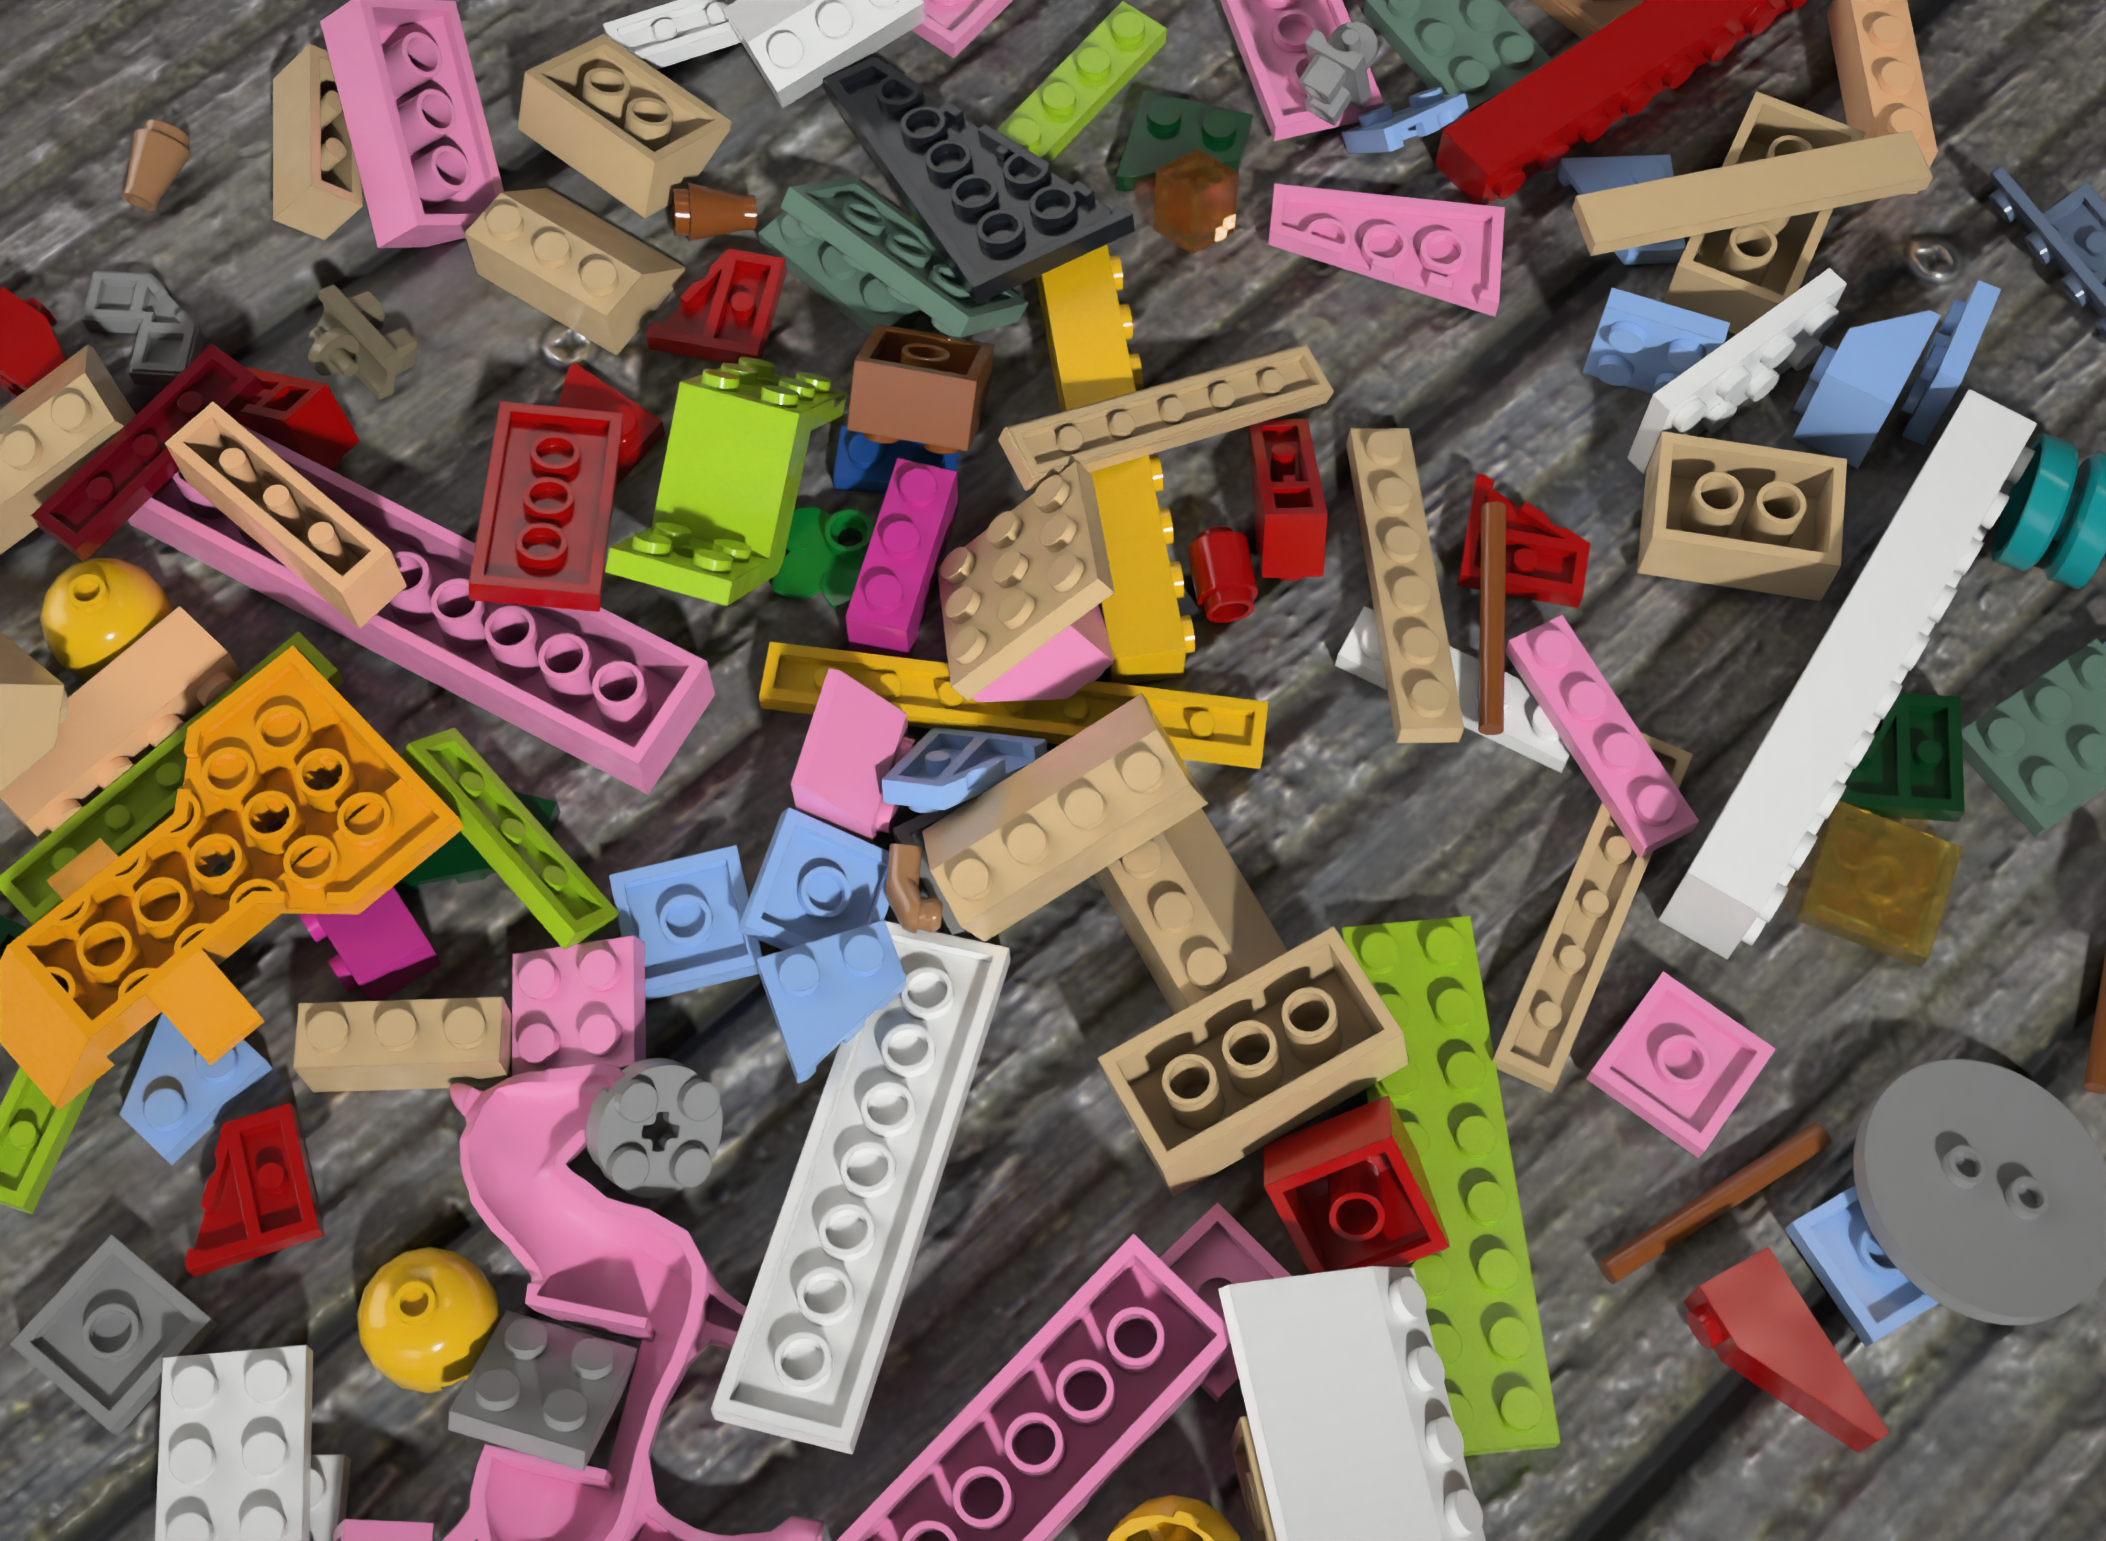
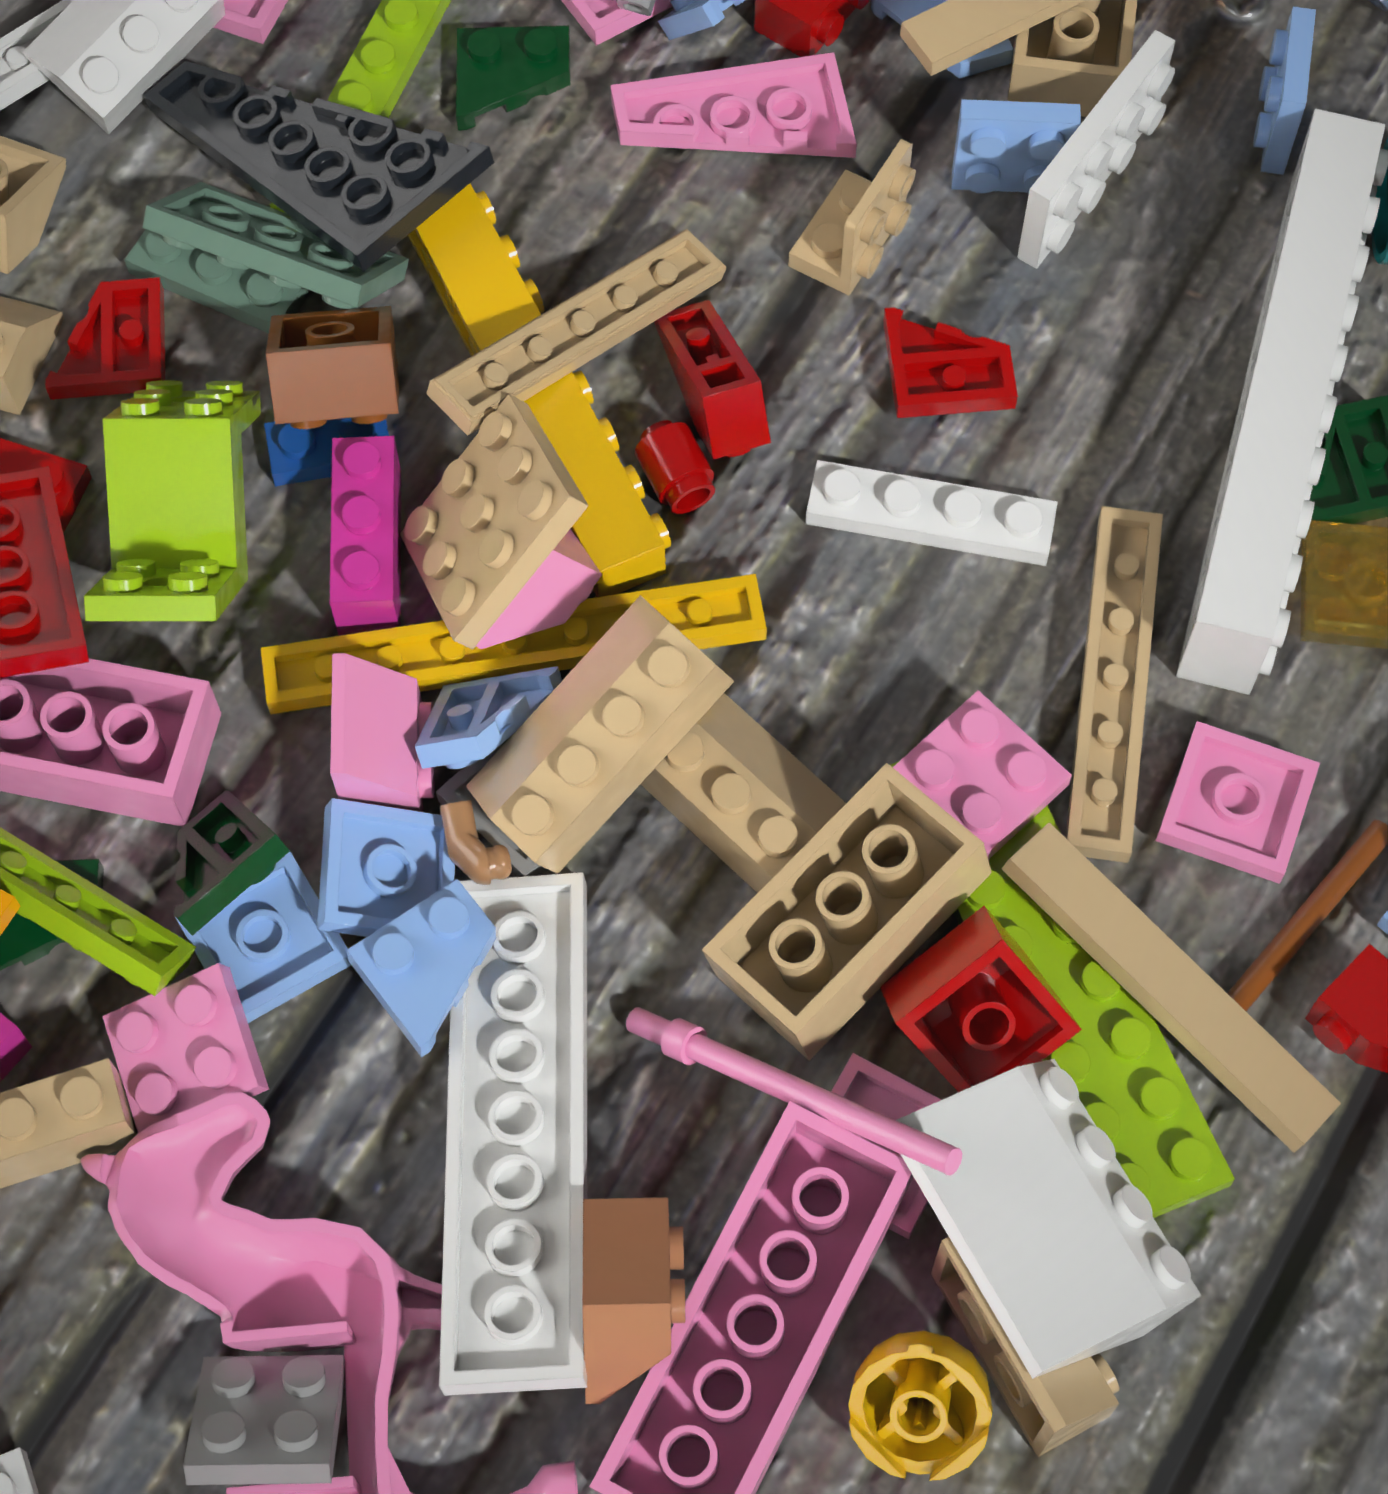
camera: 15 degrees left, 0 degrees up
(427, 1318) = (129, 1388): yellow cylinder -> none
(669, 833) = (220, 858): none -> dark green wing
(680, 1155) = (331, 1146): light grey plate -> none
(711, 212) = (69, 252): dark orange cone -> none
(817, 557) = (282, 557): green plate -> none
(920, 1370) = (628, 1290): none -> nougat slope
(1061, 1147) = (690, 1044): none -> bright pink bar
(1195, 201) = (541, 120): clear orange brick -> none
(1404, 587) = (849, 431): tan plate -> none
(1430, 963) = (985, 772): none -> bright pink plate
(1473, 382) = (855, 222): none -> tan bracket
(1492, 619) = (941, 439): dark orange bar -> none
(1555, 1232) = (1172, 987): none -> tan tile
(1601, 736) = (1074, 520): bright pink plate -> none
(1742, 516) = (1141, 282): tan brick -> none
(1859, 384) = (1213, 133): light blue slope -> none

